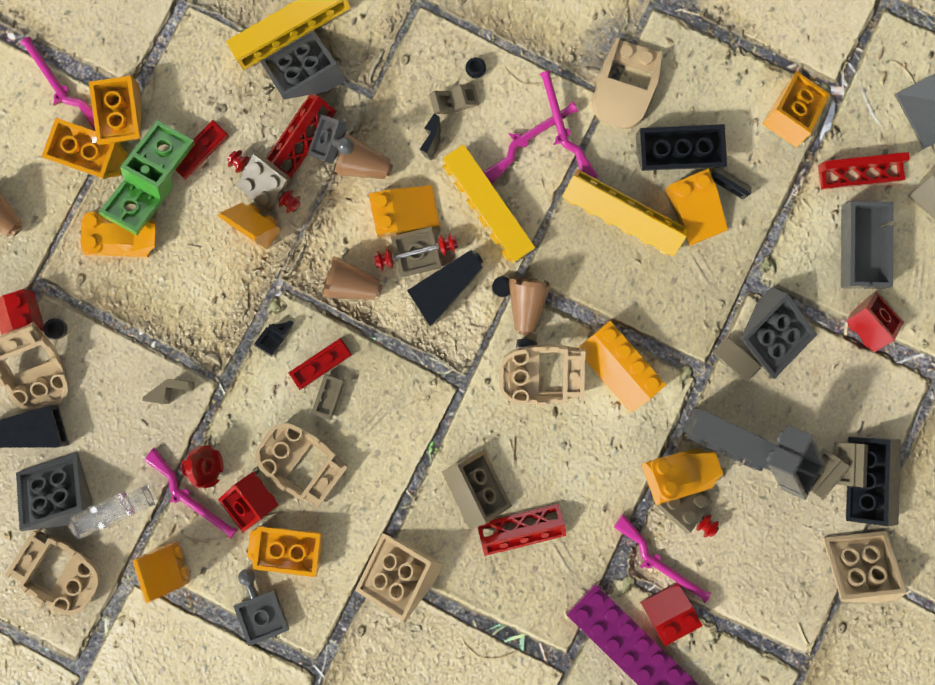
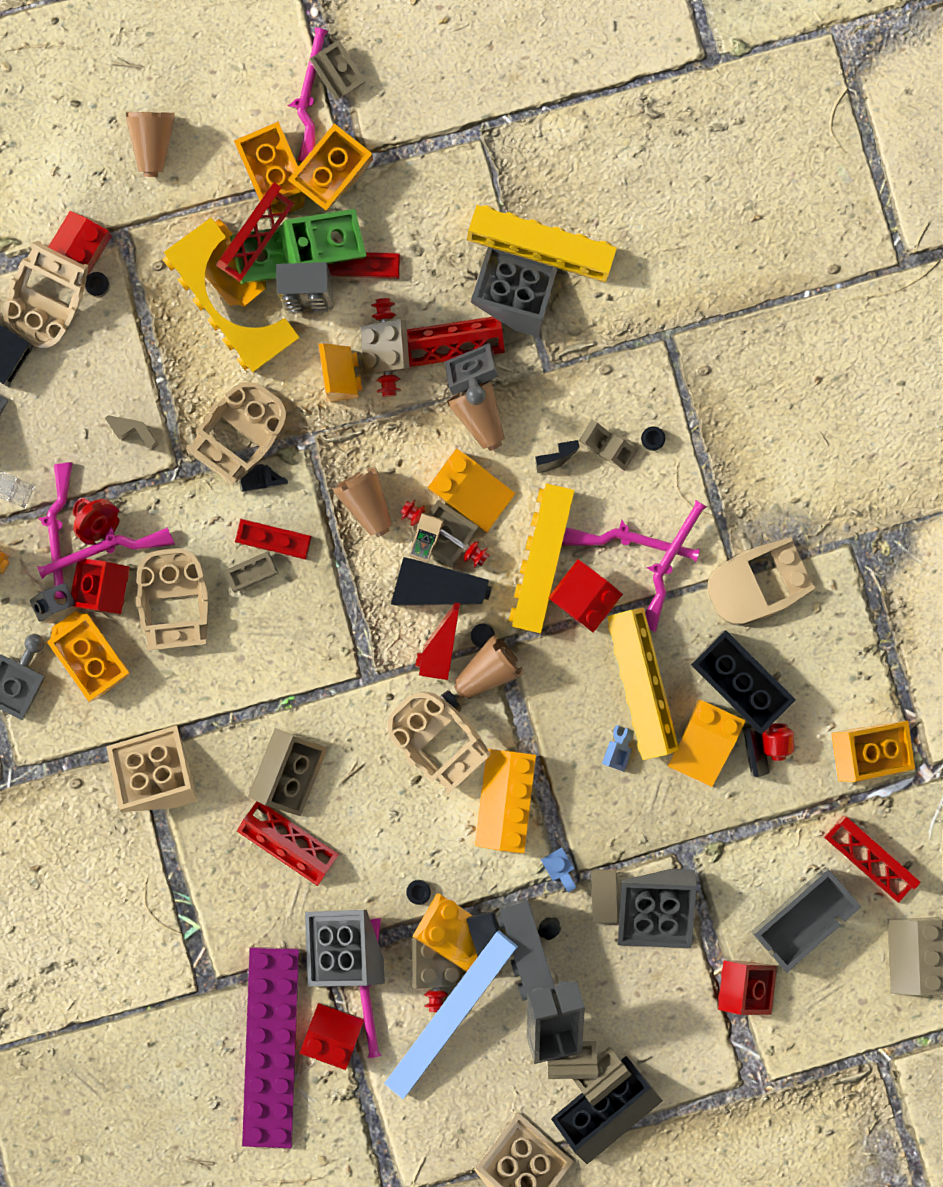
camera: 55 degrees right, 0 degrees up
(60, 52) = (337, 70): none -> dark tan plate
(89, 252) = (190, 260): none -> yellow arch
(102, 195) = (243, 234): none -> red fence
(173, 193) = (304, 287): none -> dark grey piece
(227, 304) = (251, 412): none -> tan slope
(229, 548) = (45, 605): none -> black bracket
(252, 438) = (157, 539): none -> dark pink piece
(407, 264) = (426, 537): none -> leg
(485, 320) = (438, 649): none -> red slope
(537, 198) = (585, 596): none -> red slope
(623, 557) = (342, 949): none -> dark grey slope
(627, 474) = (418, 892): none -> black tile
(653, 267) = (618, 751): none -> medium blue plate
(691, 371) = (558, 866): none -> medium blue plate
(700, 457) = (482, 929): none -> black slope
(726, 411) = (549, 928): none -> black plate
(727, 524) = (451, 1014): none -> light blue tile
(739, 161) = (778, 741): none -> red head

